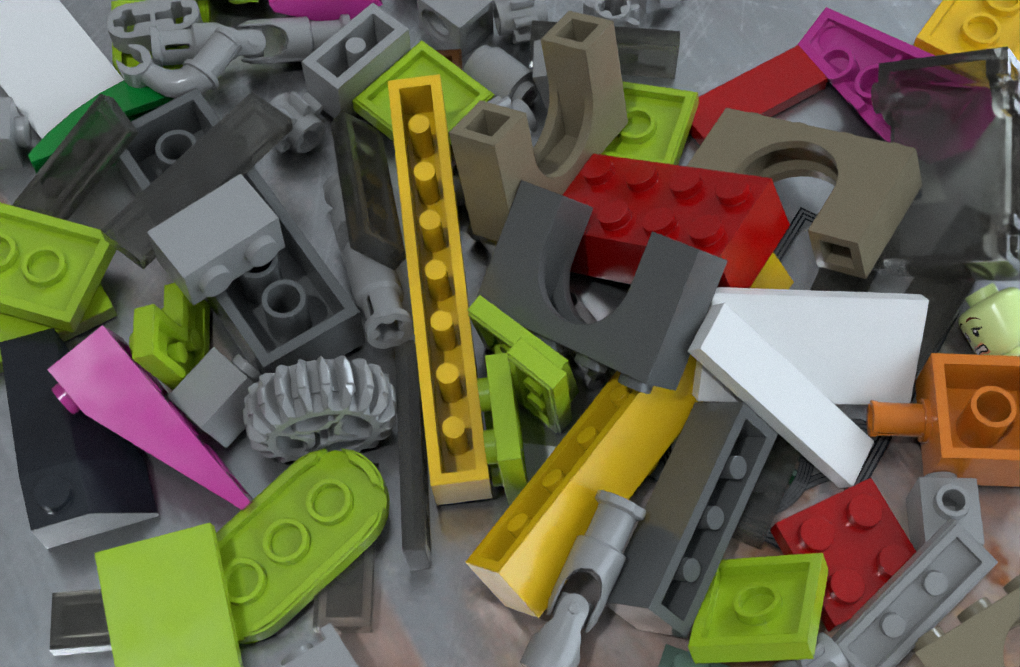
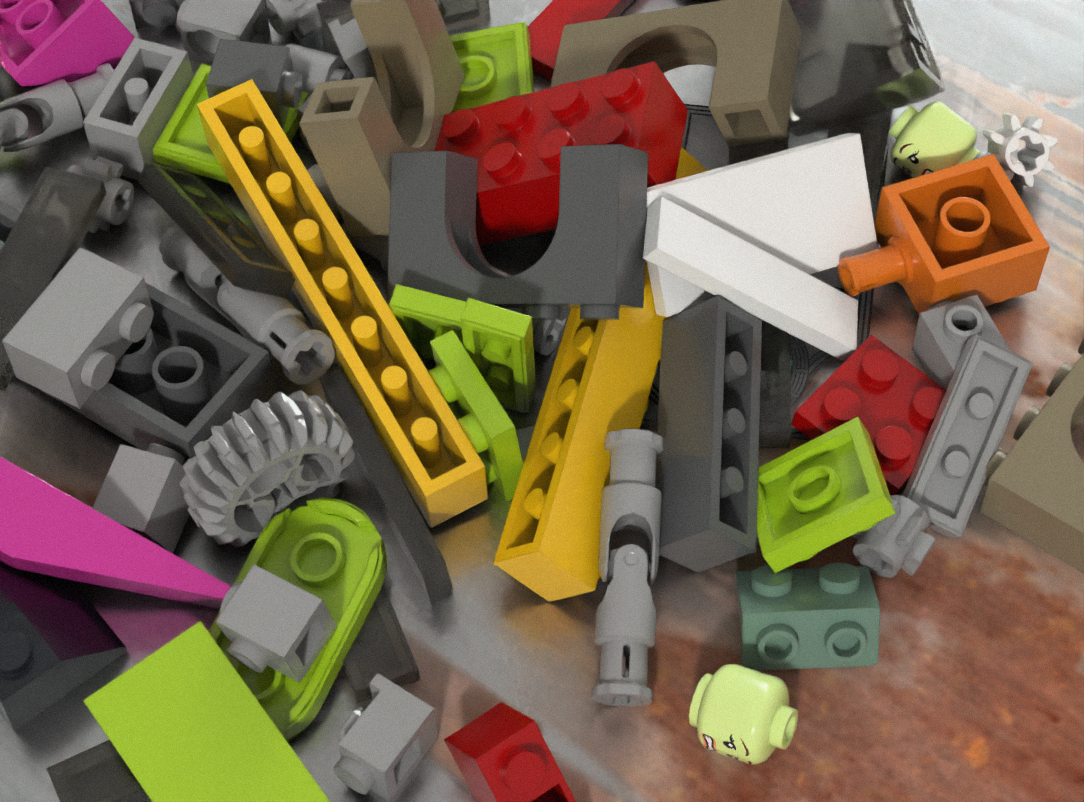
camera: 20 degrees left, 5 degrees down
(171, 338) = (63, 450): lime plate -> none
(265, 549) = (274, 624): none -> light grey brick
(460, 68) = (263, 63): none -> dark grey brick

